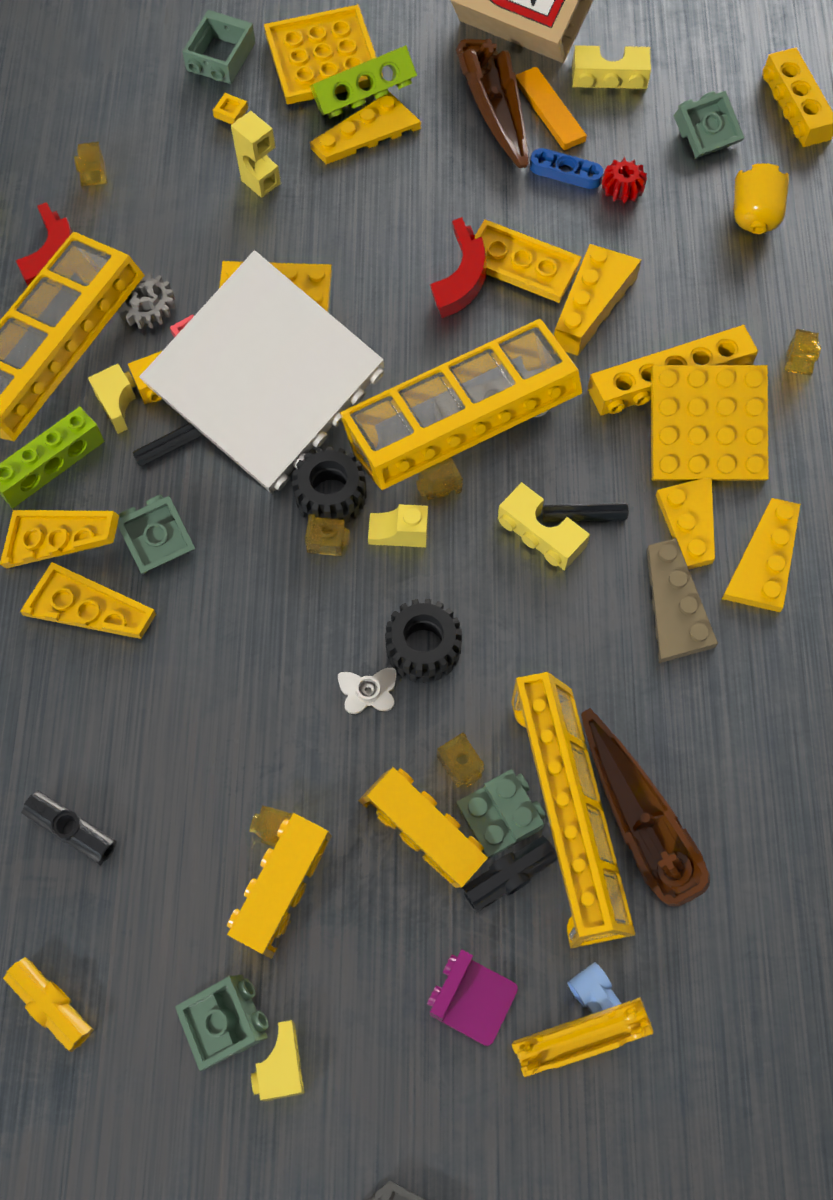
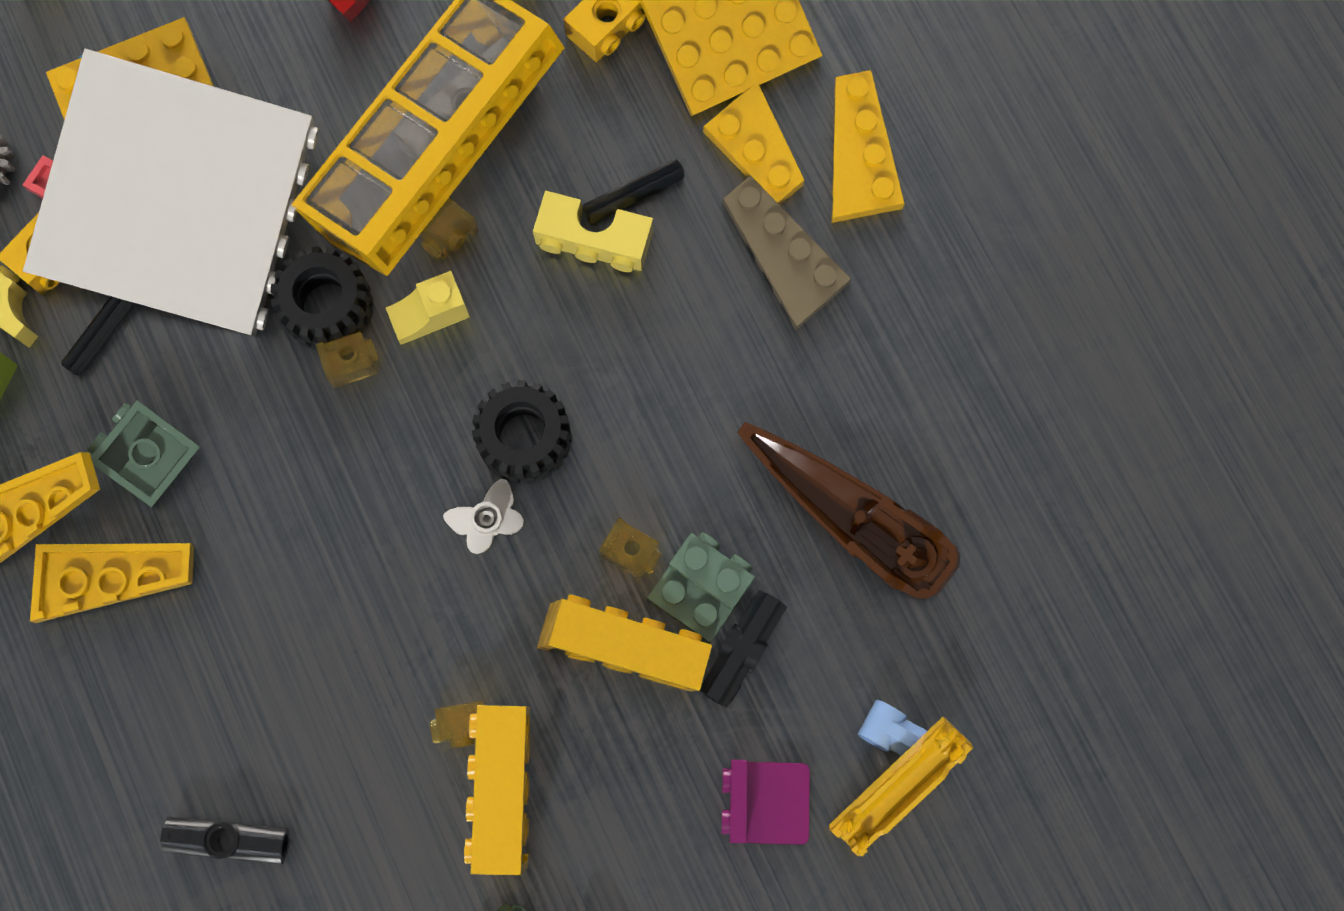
camera: 25 degrees left, 10 degrees up
(573, 810) = (778, 544): yellow window -> none

